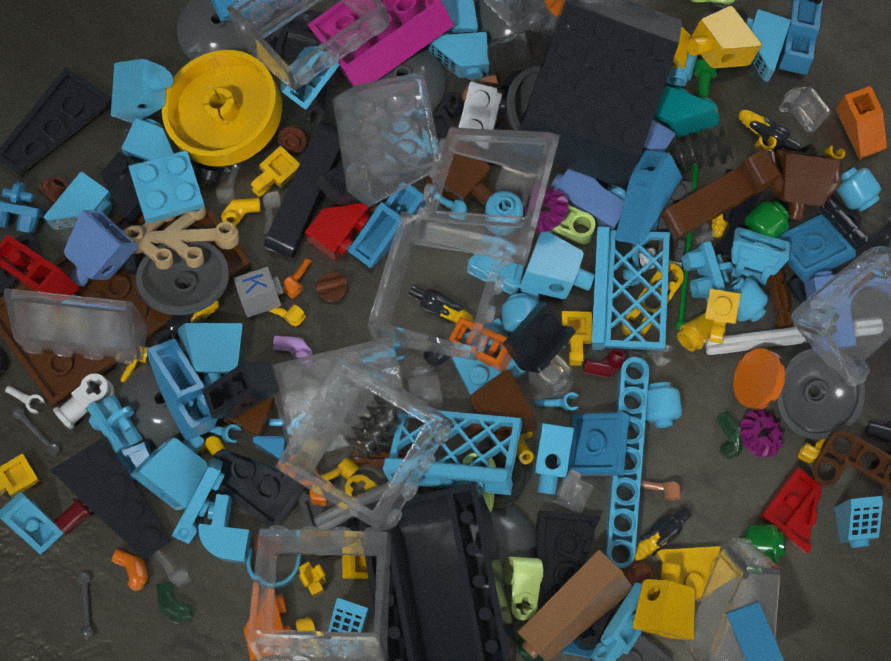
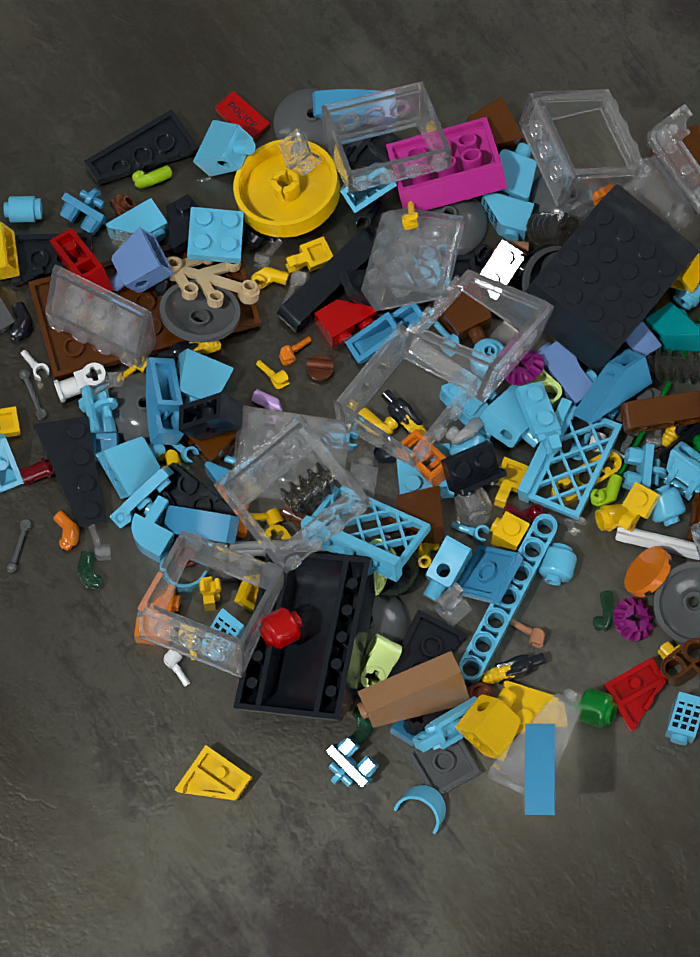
camera: 25 degrees right, 5 degrees down
(74, 148) = (145, 180): none -> lime arm
(119, 384) = (115, 379): none -> clear hand
(140, 45) = (237, 111): none -> red tile
(146, 141) = (213, 192): medium azure slope -> none
(220, 67) = (298, 153): none -> clear bracket
(258, 291) = (257, 348): light grey brick -> none
(275, 508) = (206, 524): none -> dark azure slope
(293, 138) = (336, 234): copper plate -> none
(367, 96) = (409, 220): none -> yellow hand
(409, 596) = (280, 628): none -> red head
(425, 326) = (387, 426): none -> yellow arm
(517, 301) = (469, 431): none -> light grey arm
(585, 256) = (540, 415): none -> medium azure hinge
(600, 391) = (509, 532): none -> yellow brick
(684, 310) = (608, 494): none -> lime arm

